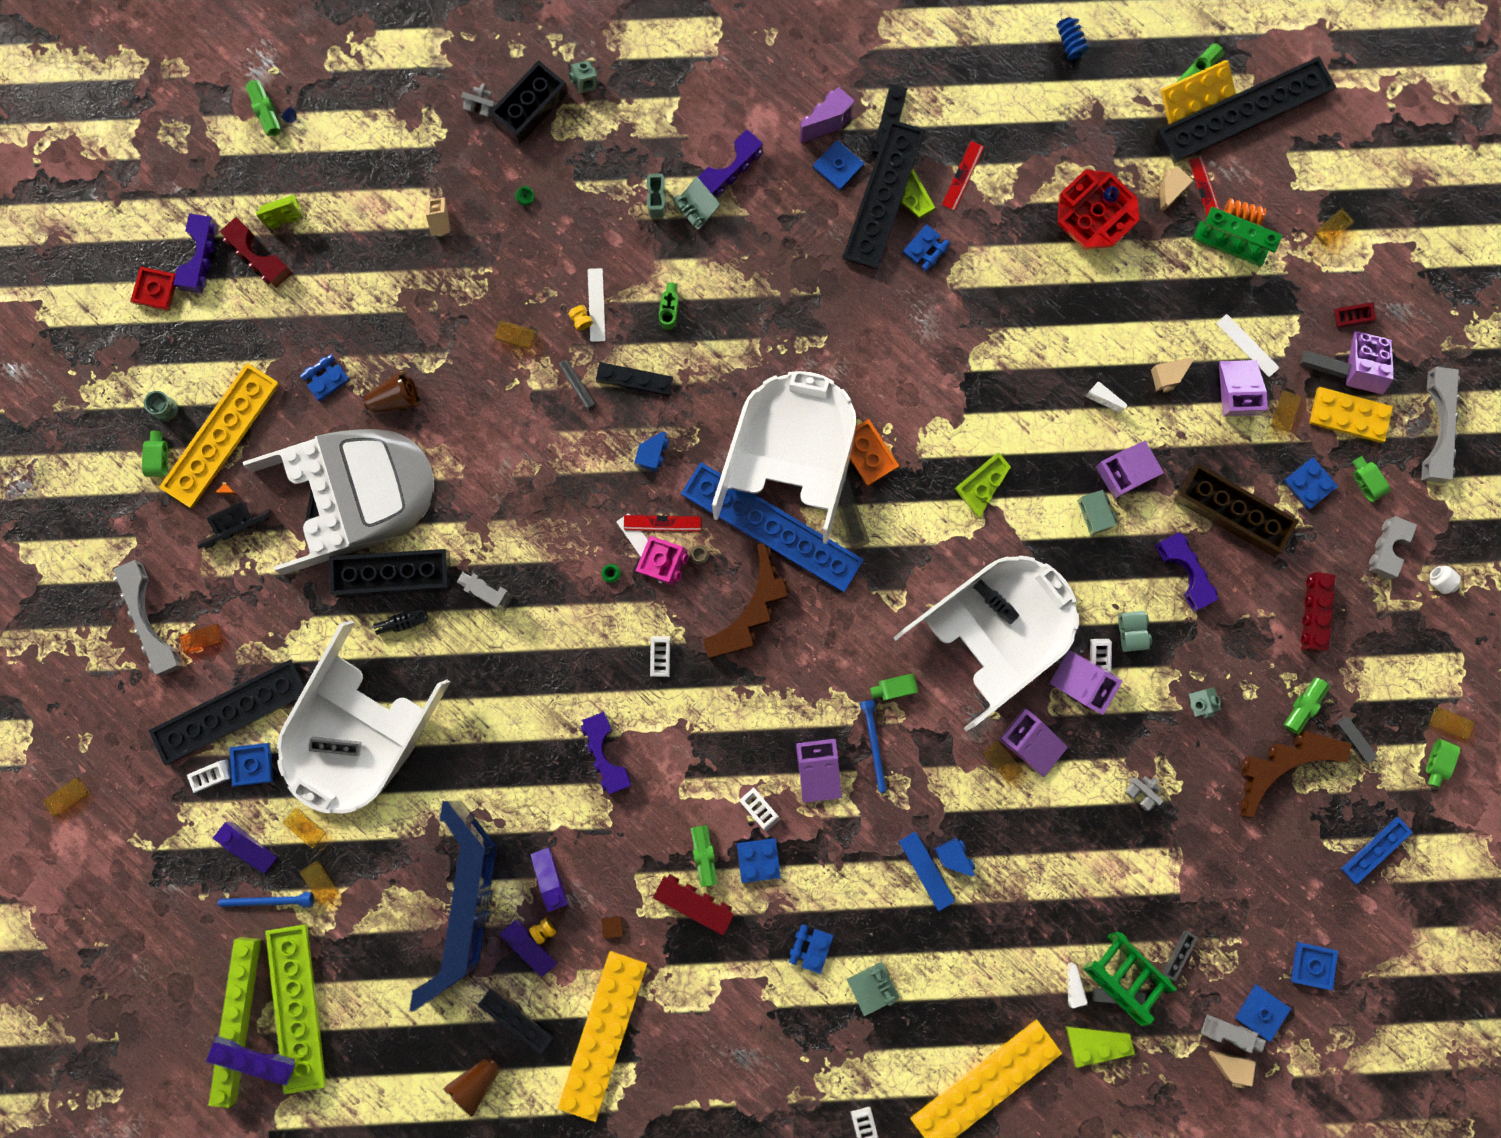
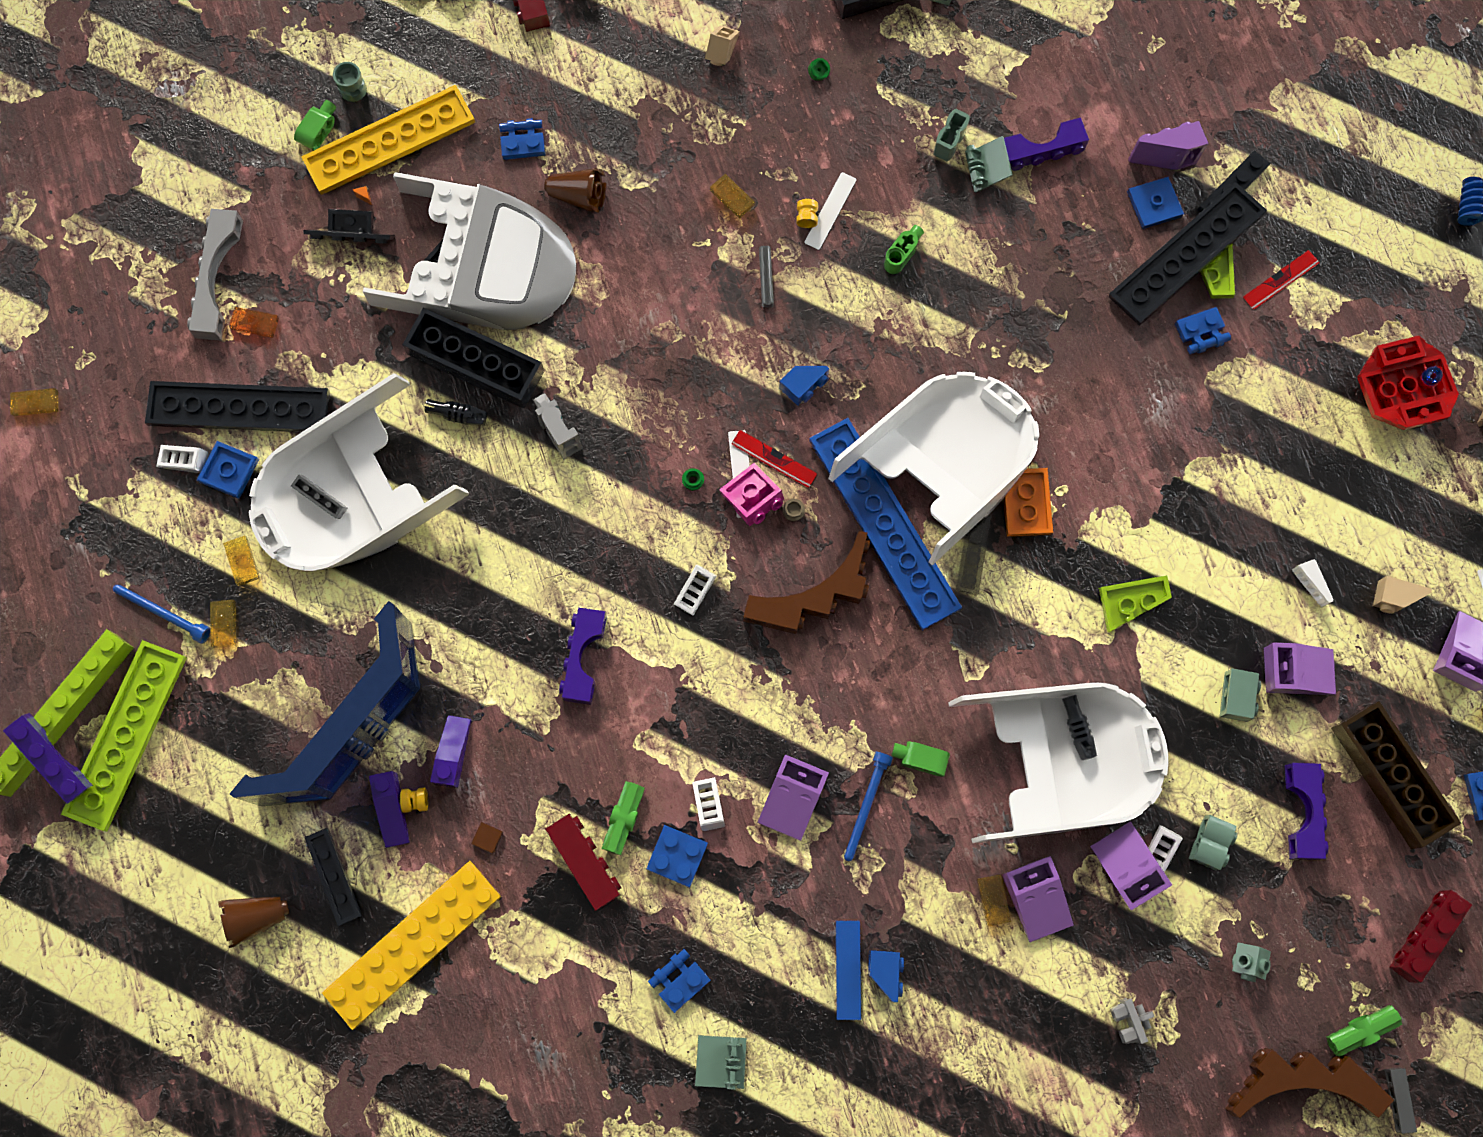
camera: 30 degrees right, 5 degrees down
(244, 846) = (173, 545): dark purple slope -> none
(634, 379) = (827, 302): black plate -> none

